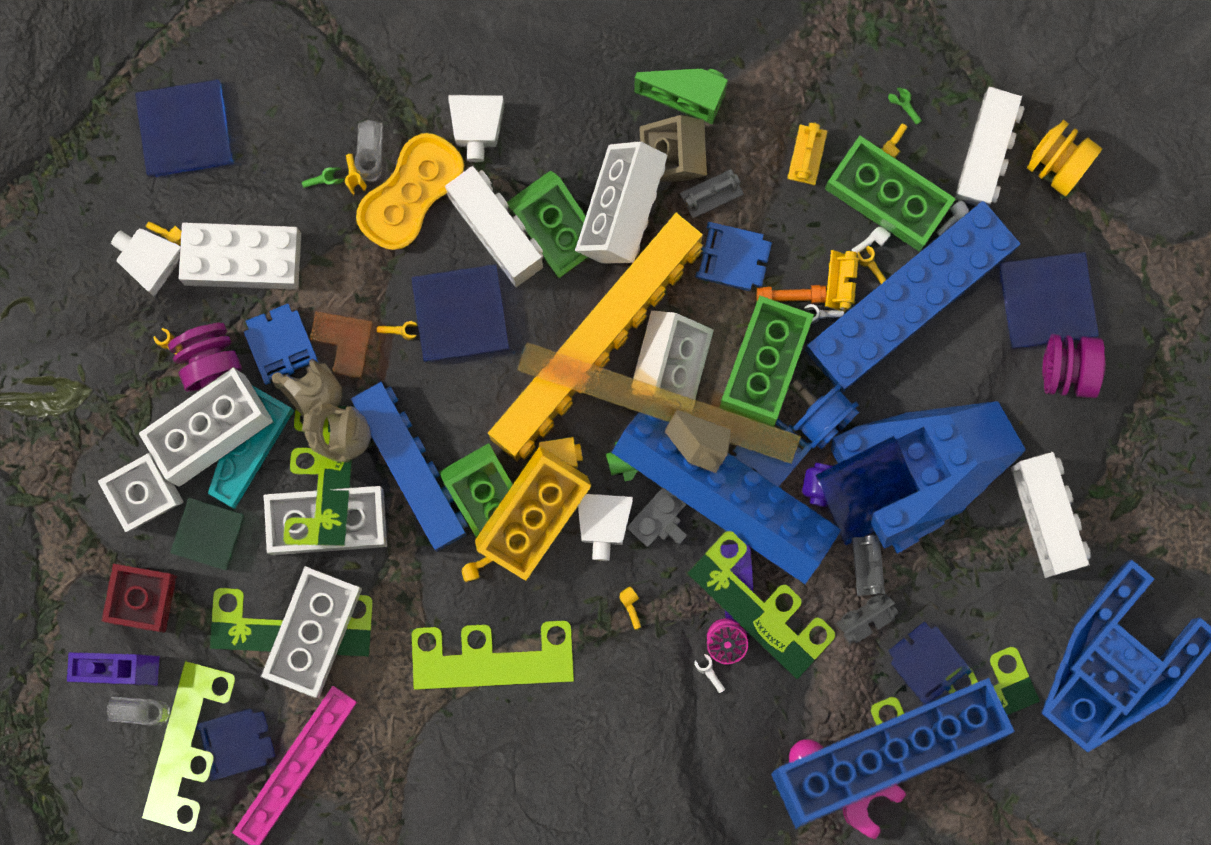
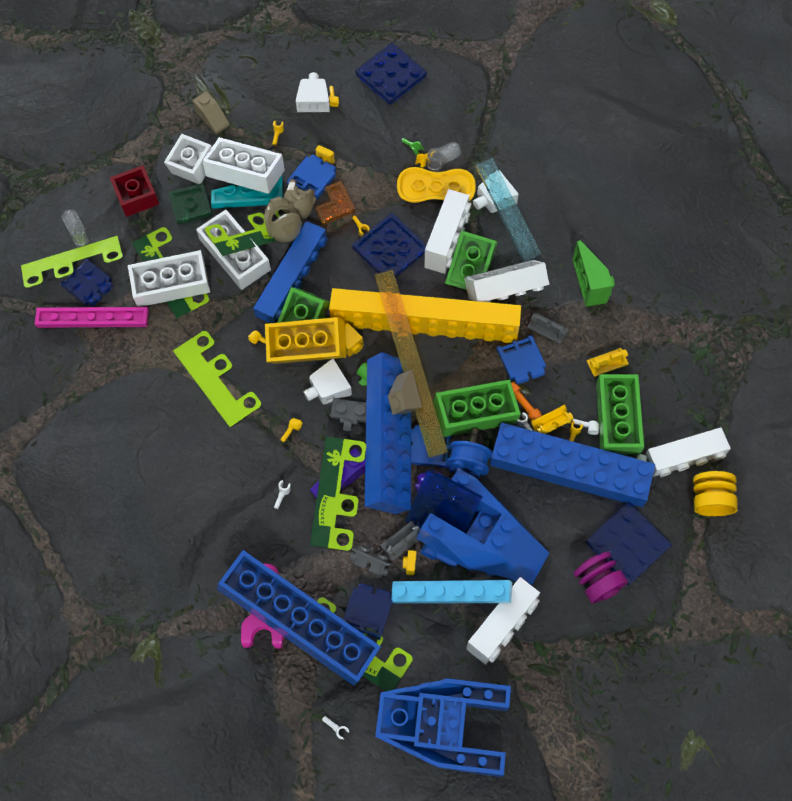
camera: 55 degrees right, 15 degrees down
(79, 417) = (210, 112): none -> dark tan slope
(113, 668) = (91, 204): dark purple slope -> none
(203, 352) = (281, 139): magenta wheel -> none
(240, 256) = (344, 131): white brick -> none
(259, 306) = (325, 154): none -> yellow tile
(519, 127) = (508, 210): none -> clear light blue plate
(673, 353) = (446, 362): white slope -> none
(684, 144) = (558, 295): dark tan slope -> none
(726, 641) = (304, 490): dark pink wheel -> none
(889, 146) = (646, 401): yellow hand -> none
(903, 574) = (409, 563): none -> yellow plate
(904, 102) = (675, 394): bright green hand -> none
(978, 552) = (452, 591): none -> medium azure plate
(1040, 788) = (335, 727): none -> white hand

